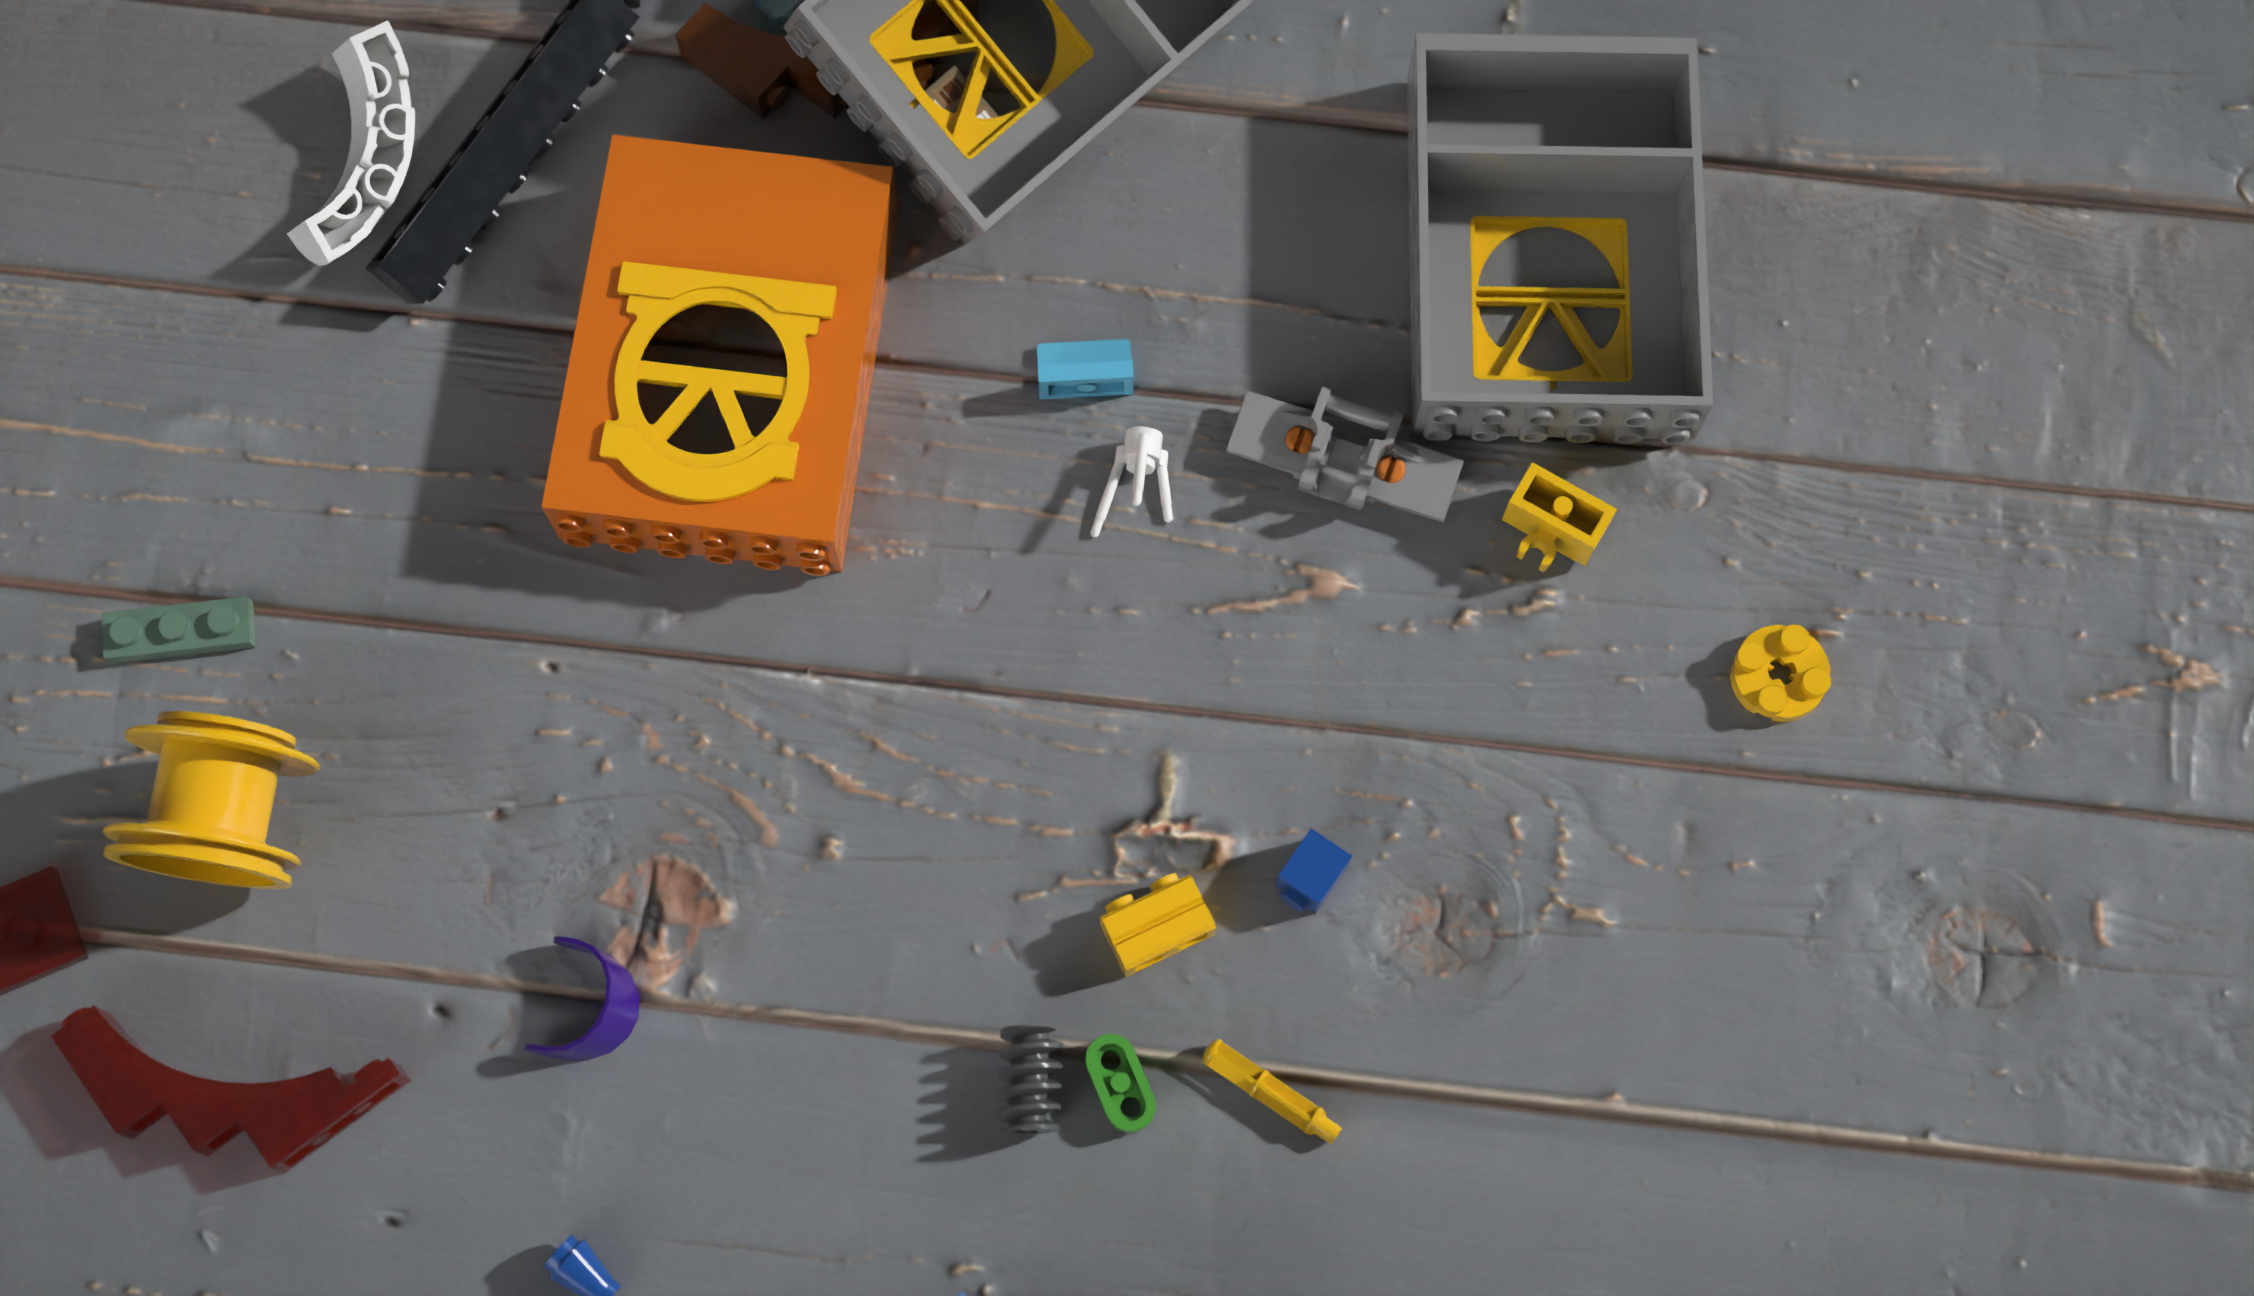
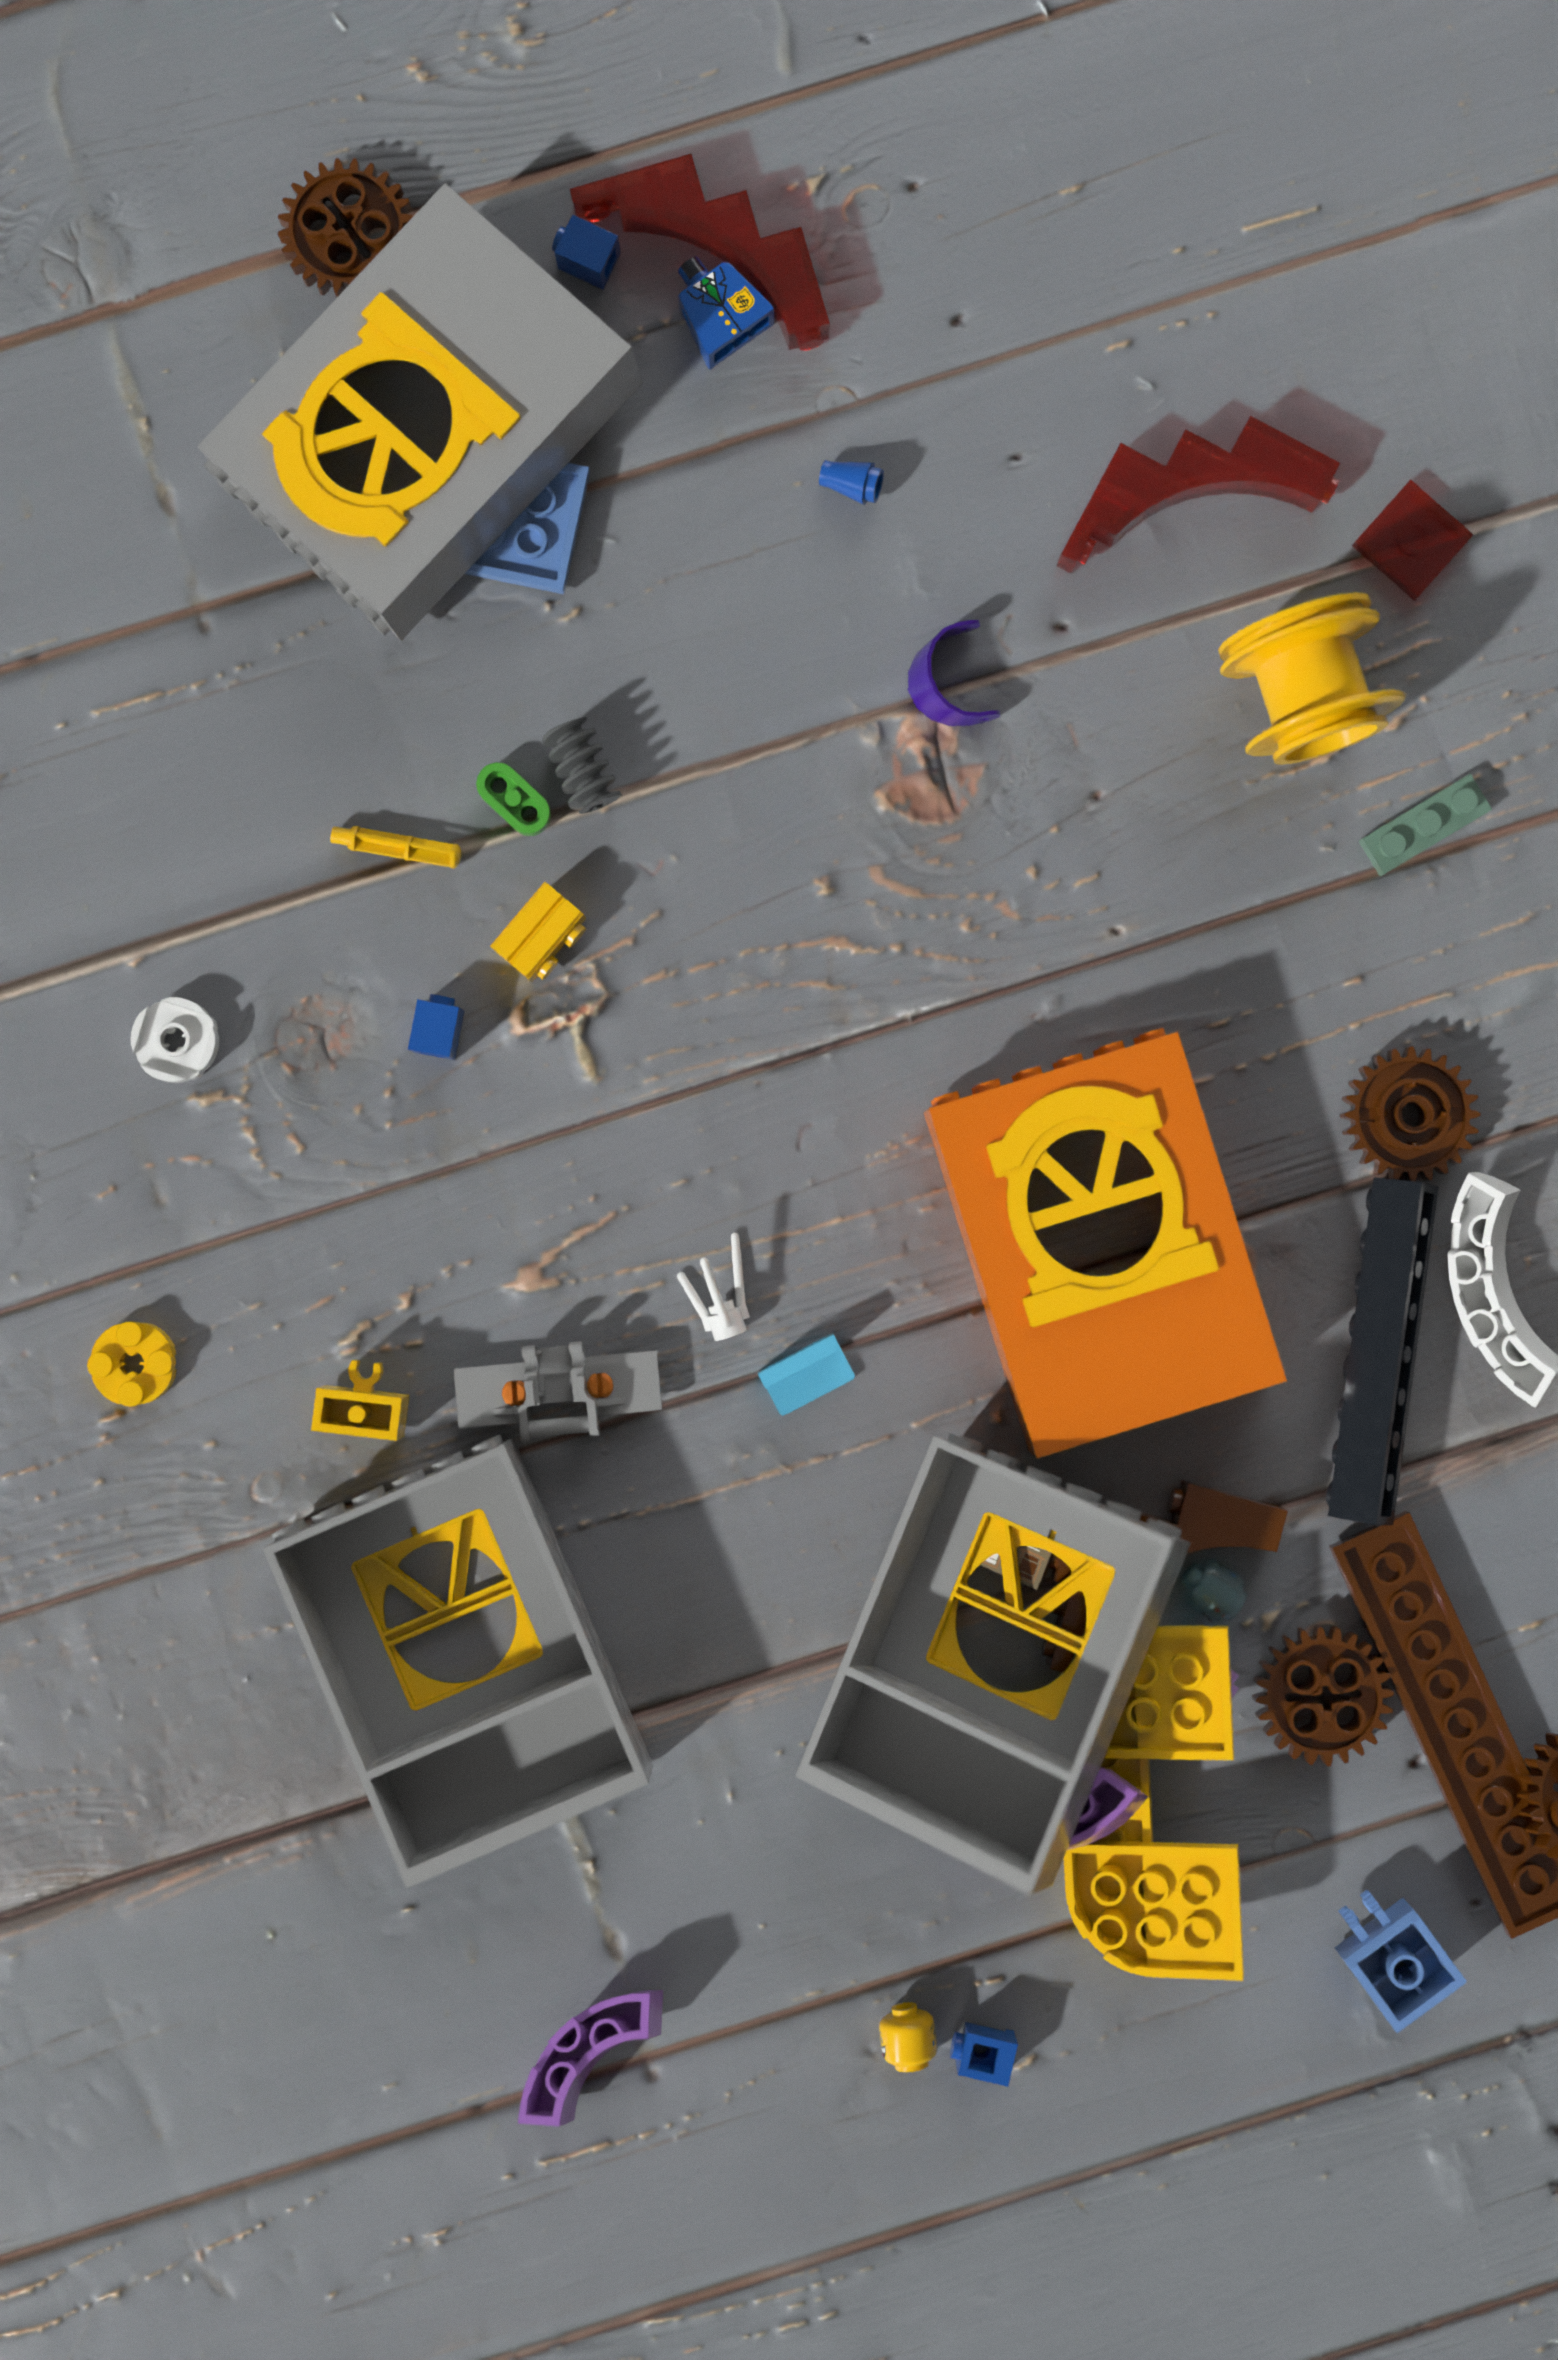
camera: 160 degrees right, 15 degrees up
(360, 383) = (1440, 1106): none -> reddish brown gear
(1598, 958) = (163, 1018): none -> white plate

